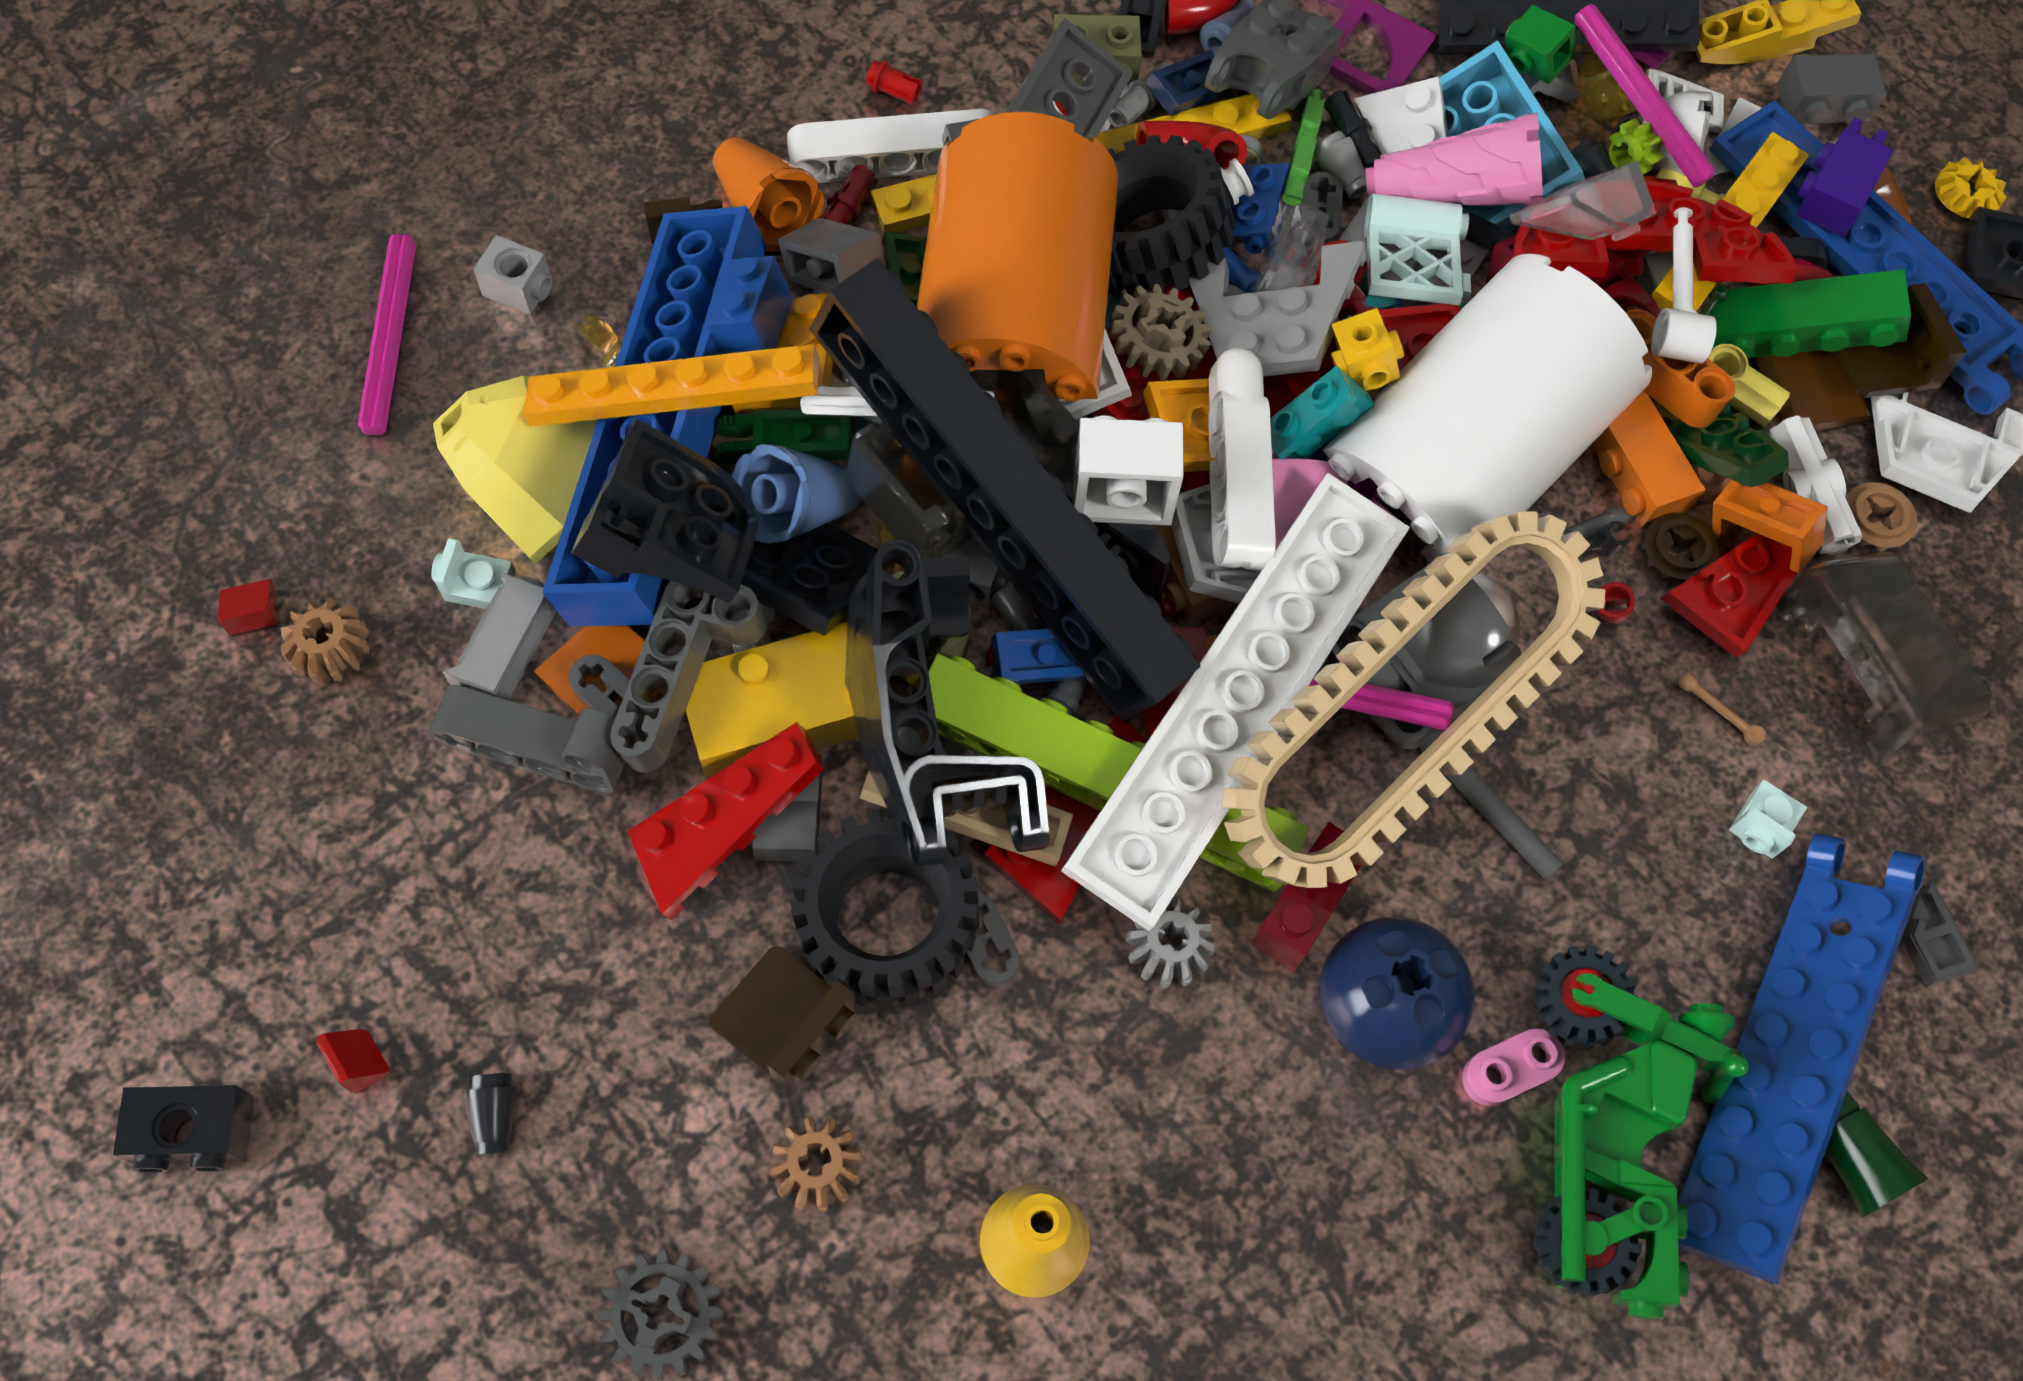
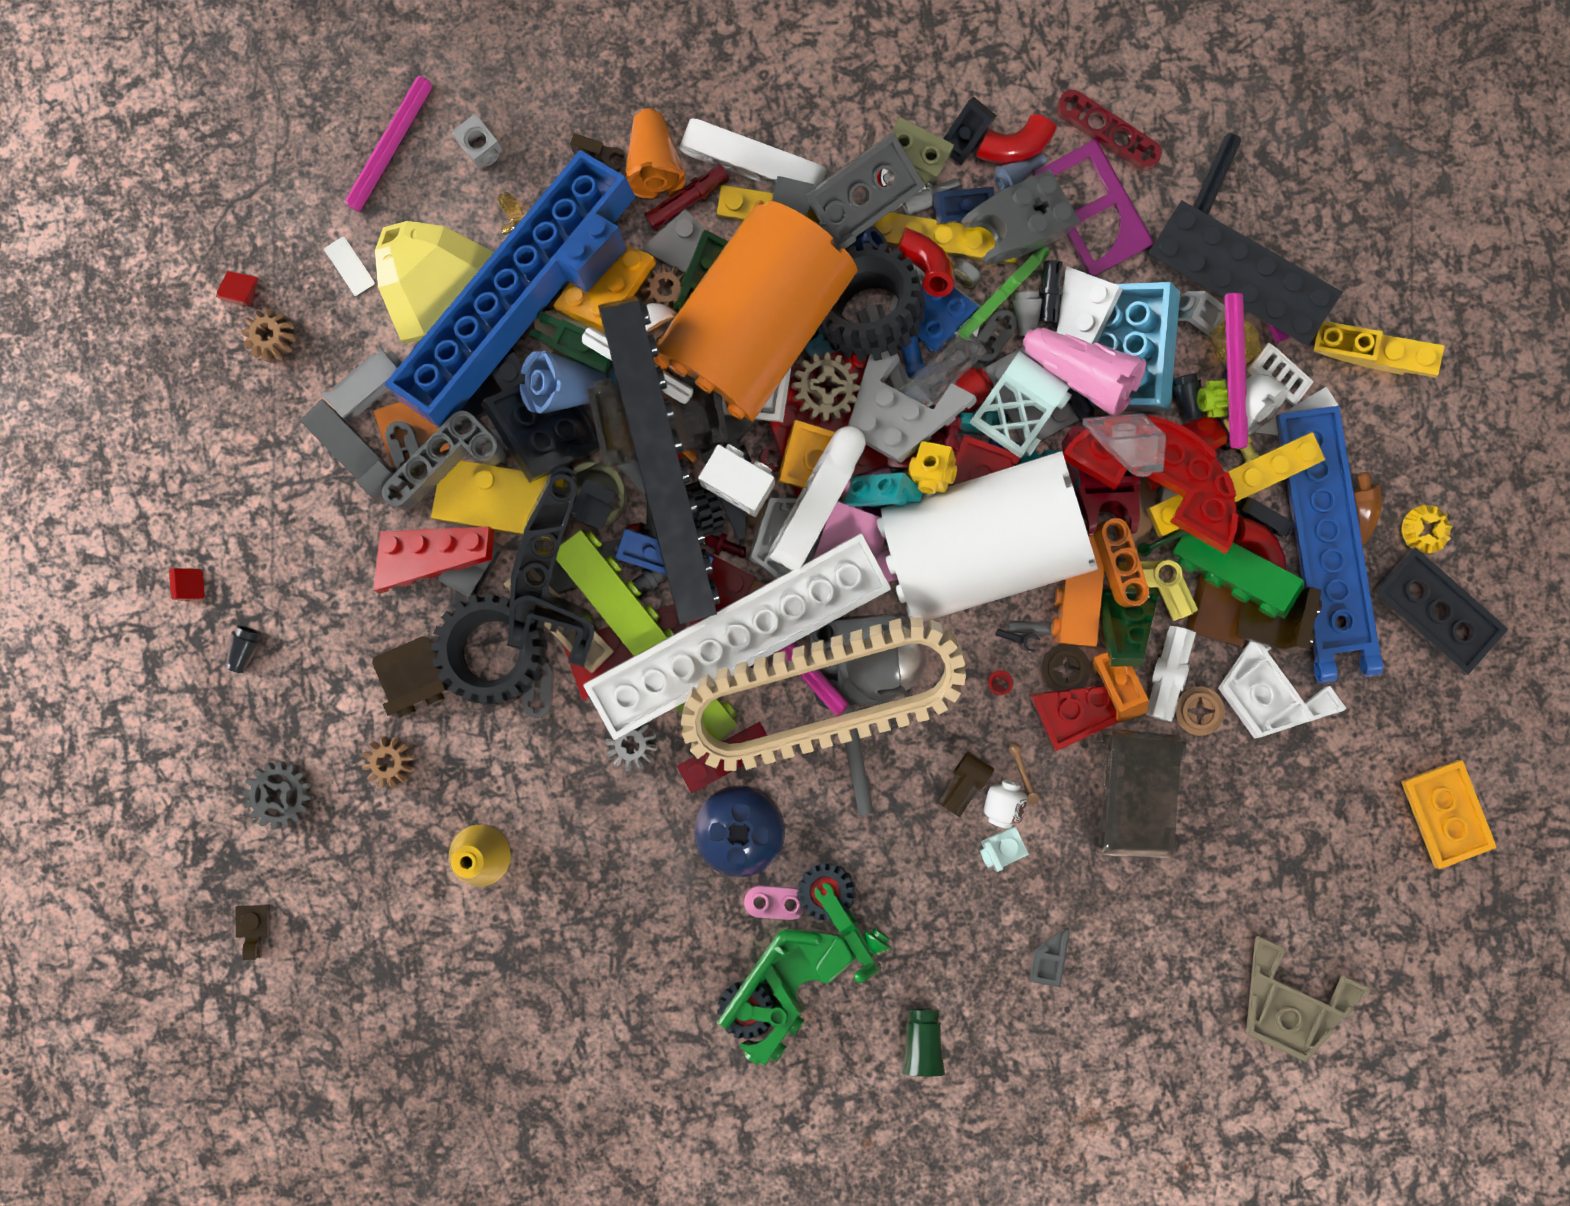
camera: 30 degrees right, 20 degrees up
(153, 1114) = (72, 571): black brick -> none
(402, 507) = (349, 266): none -> white sticker
(468, 576) = (365, 332): light aqua bracket -> none
(669, 517) = (470, 379): black slope -> none
(672, 385) = (514, 289): light orange plate -> none
(828, 253) = (663, 234): dark grey brick -> none
(893, 82) = (778, 109): red pin -> none
(1236, 181) = (932, 305): white bush -> none
(1540, 44) = (1197, 297): green brick -> none
(1660, 749) = (968, 778): none -> dark brown piece
(1682, 331) = (1130, 553): white piece -> none
(1731, 754) = (1005, 804): none -> white head
(1801, 1055) = (923, 978): blue hinge -> none
(1831, 88) = (1384, 415): dark grey brick -> none
(1844, 180) = (1335, 489): dark purple hinge -> none

